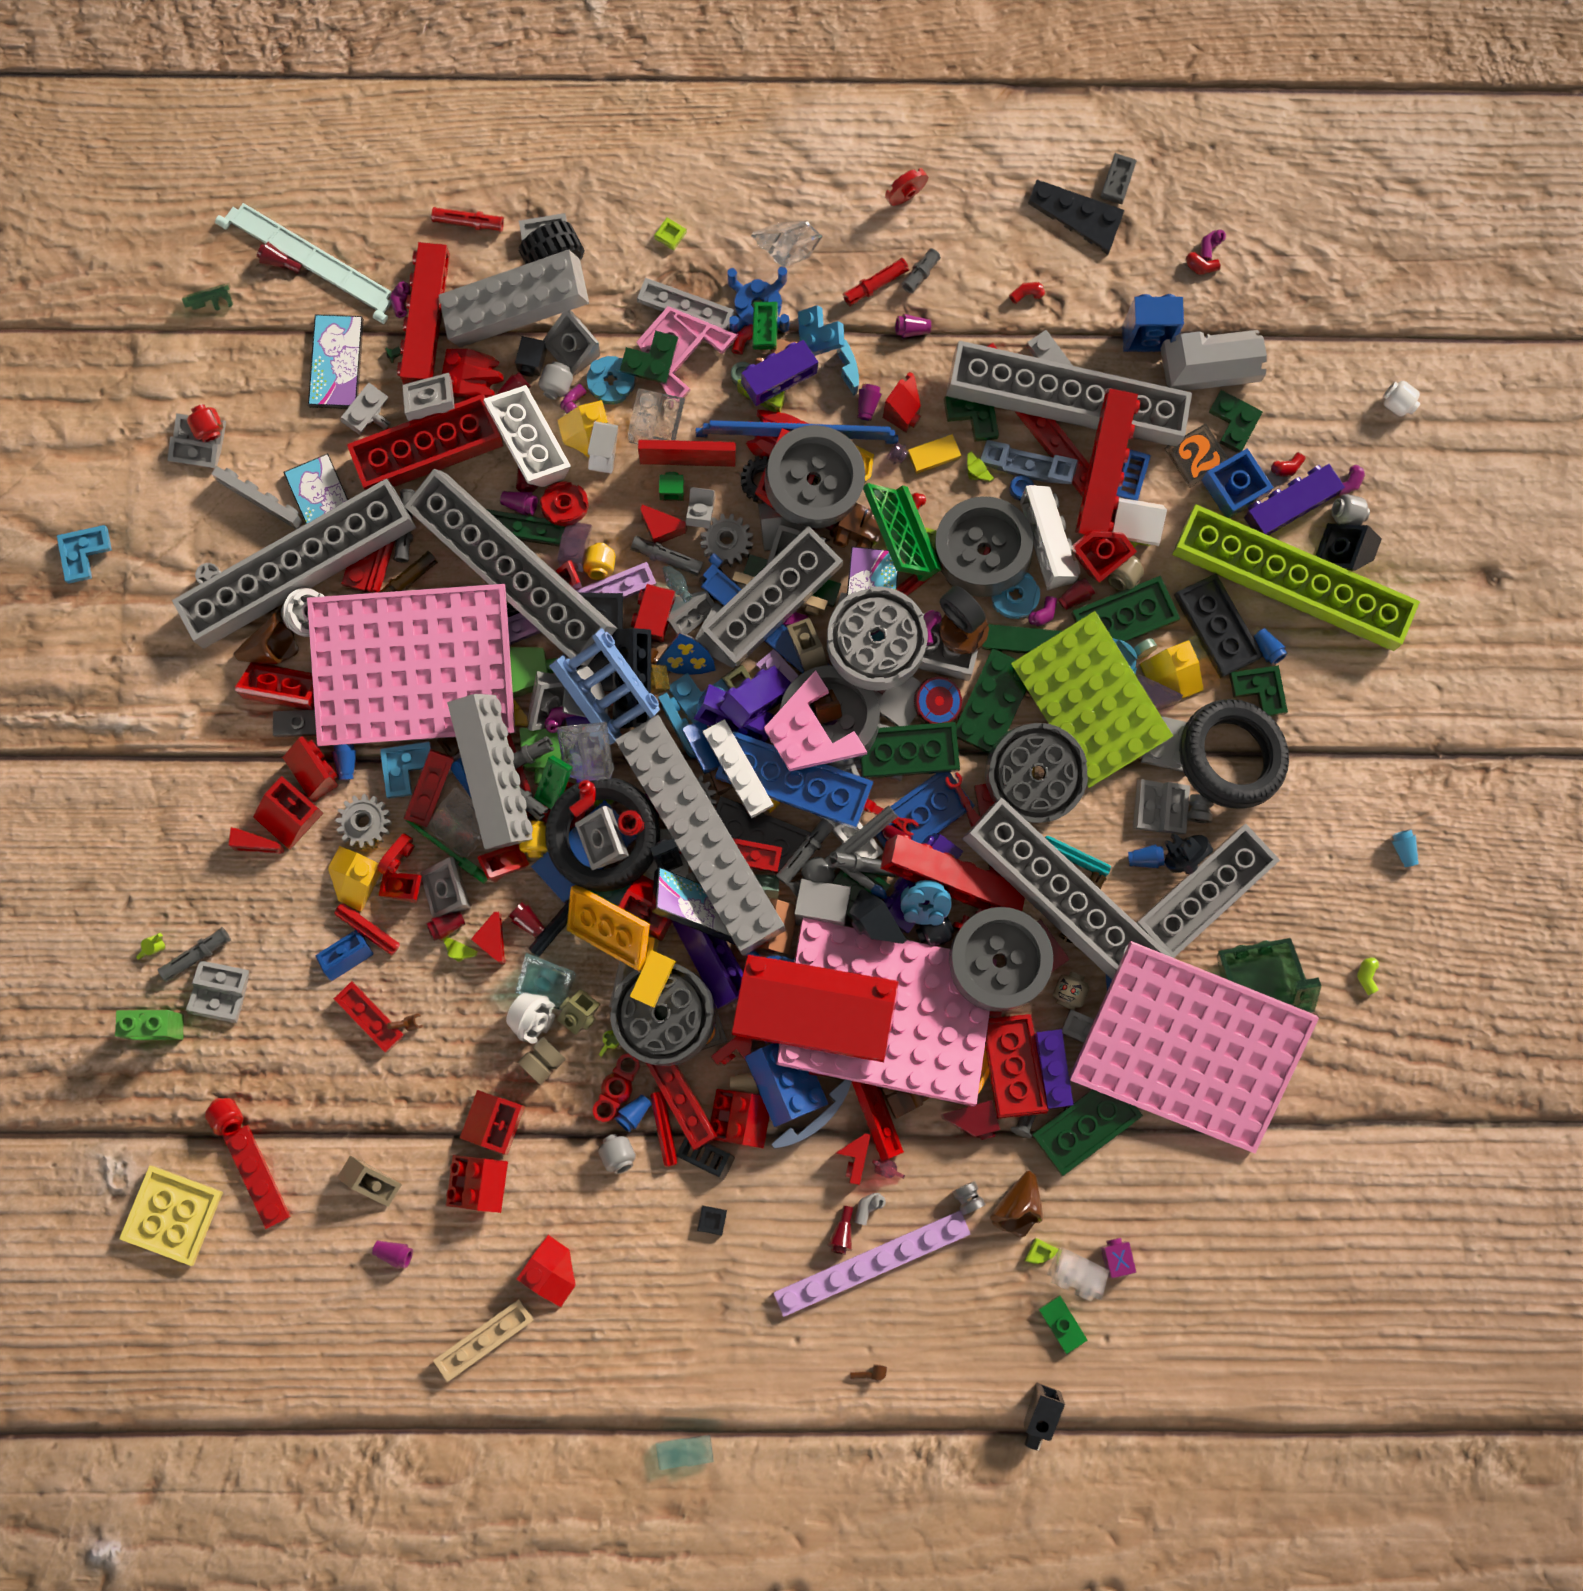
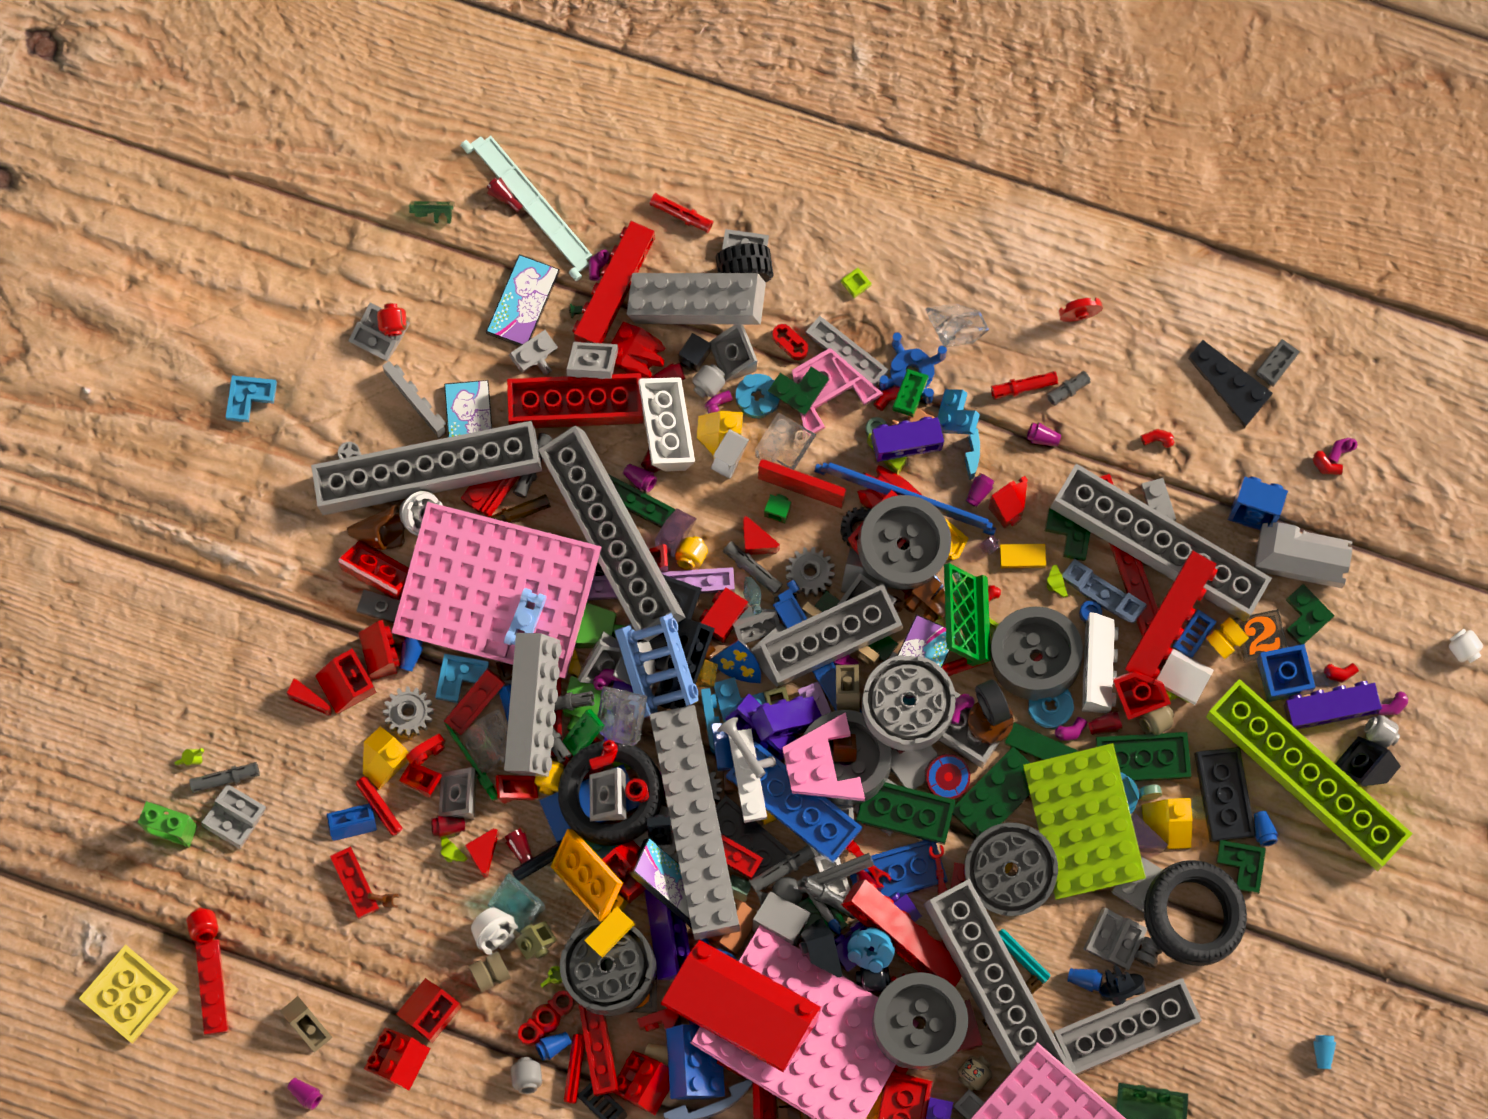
camera: 25 degrees right, 5 degrees down
(451, 684) = (525, 618): none -> light blue plate
(564, 494) = (678, 483): red plate -> none
(626, 310) = (793, 338): none -> red beam
(700, 507) = (796, 535): light grey slope -> none
(745, 756) = (756, 766): none -> light grey piece
(1167, 467) = (1227, 637): none -> yellow wheel

